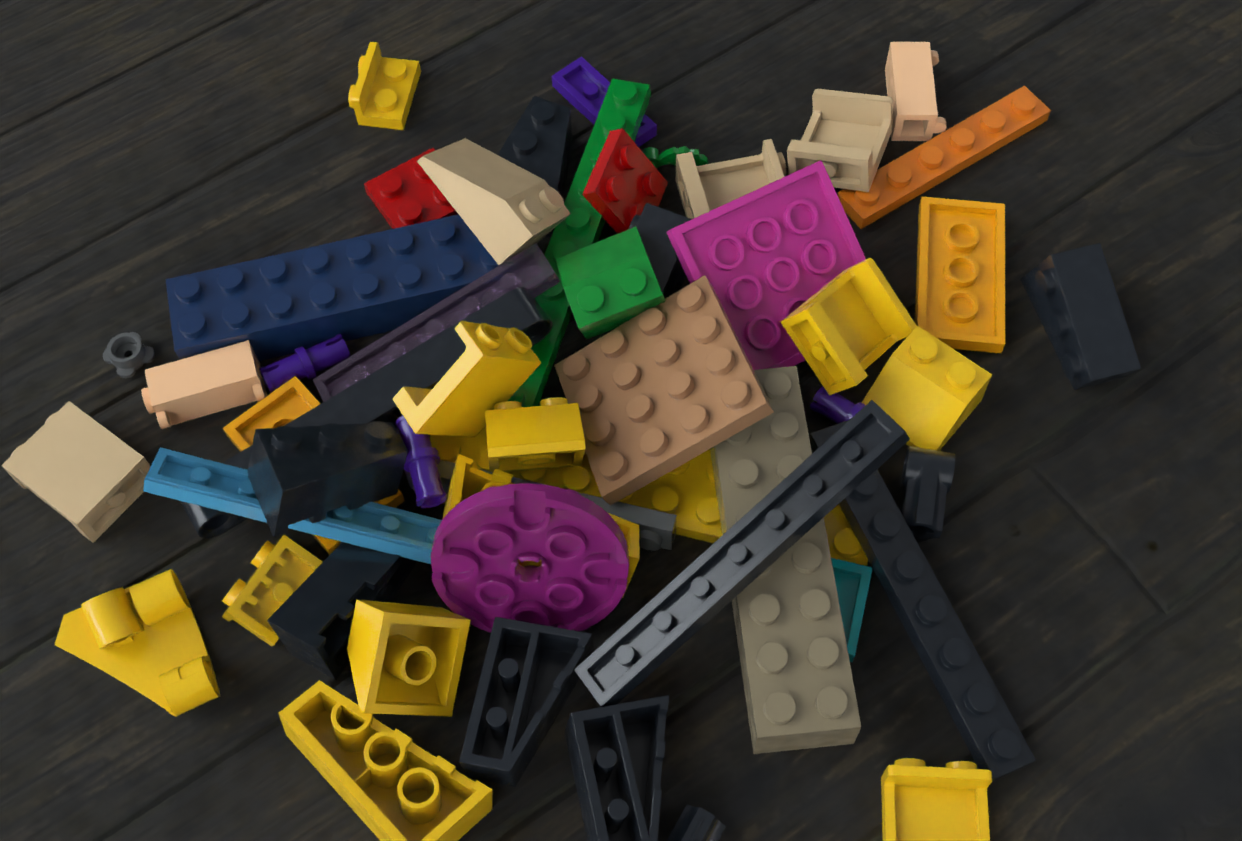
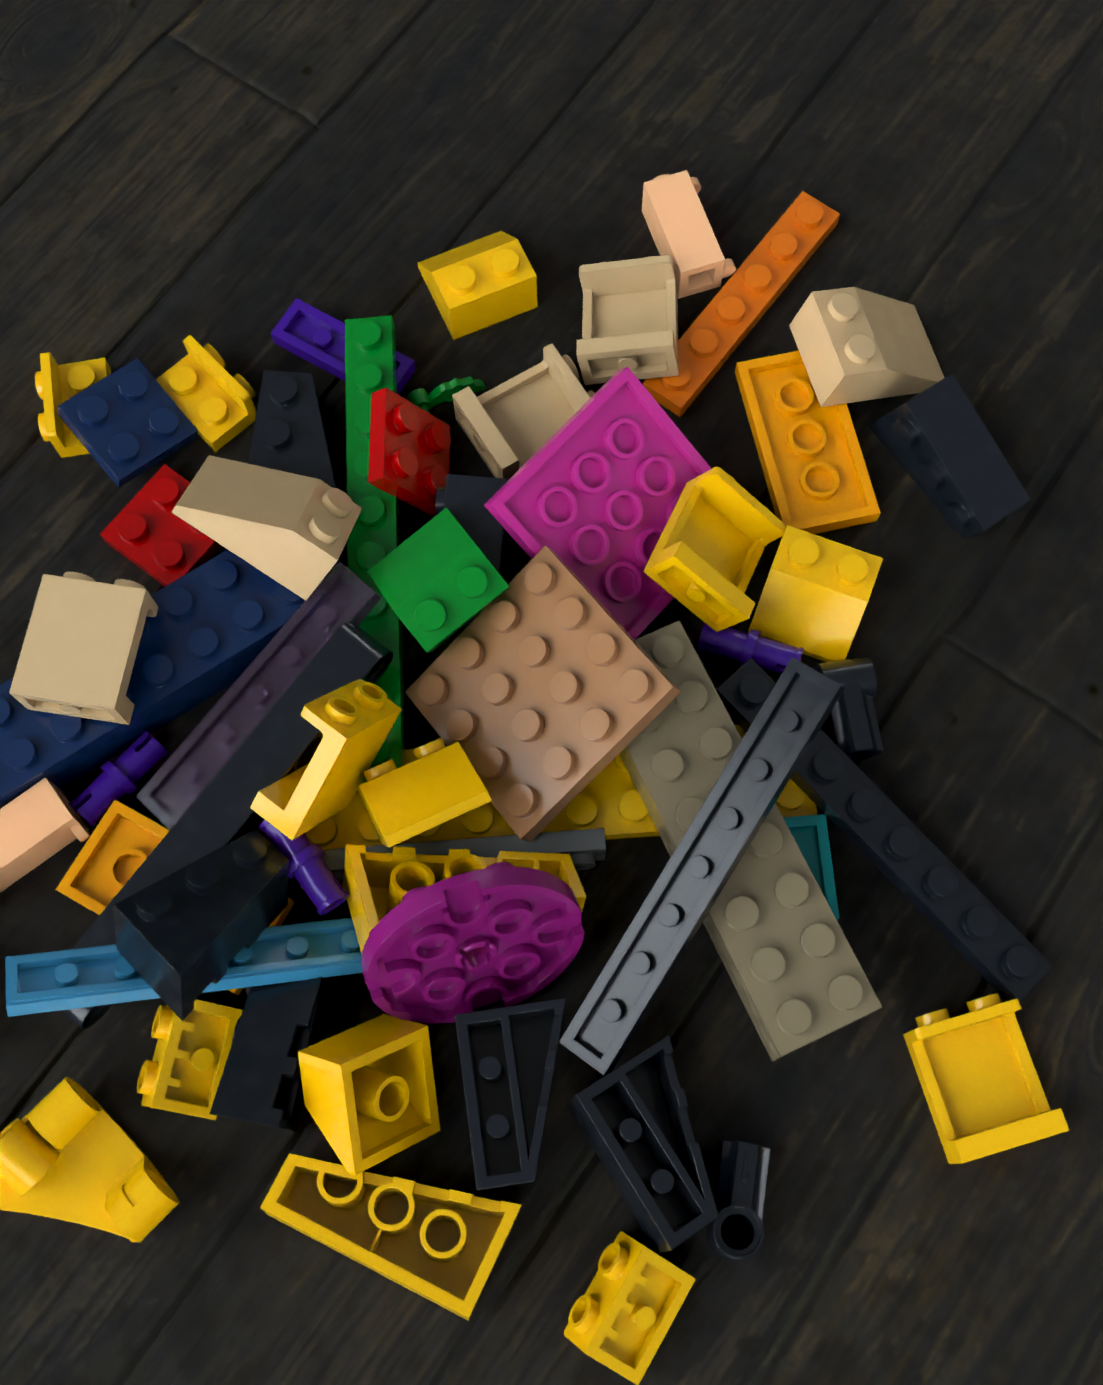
camera: 20 degrees left, 10 degrees up
(312, 247) = (82, 647): none -> tan panel
(416, 109) = (127, 422): none -> dark blue plate
(486, 107) = (209, 395): none -> yellow bracket
(732, 87) = (481, 283): none -> yellow slope
(1031, 208) = (863, 346): none -> tan slope

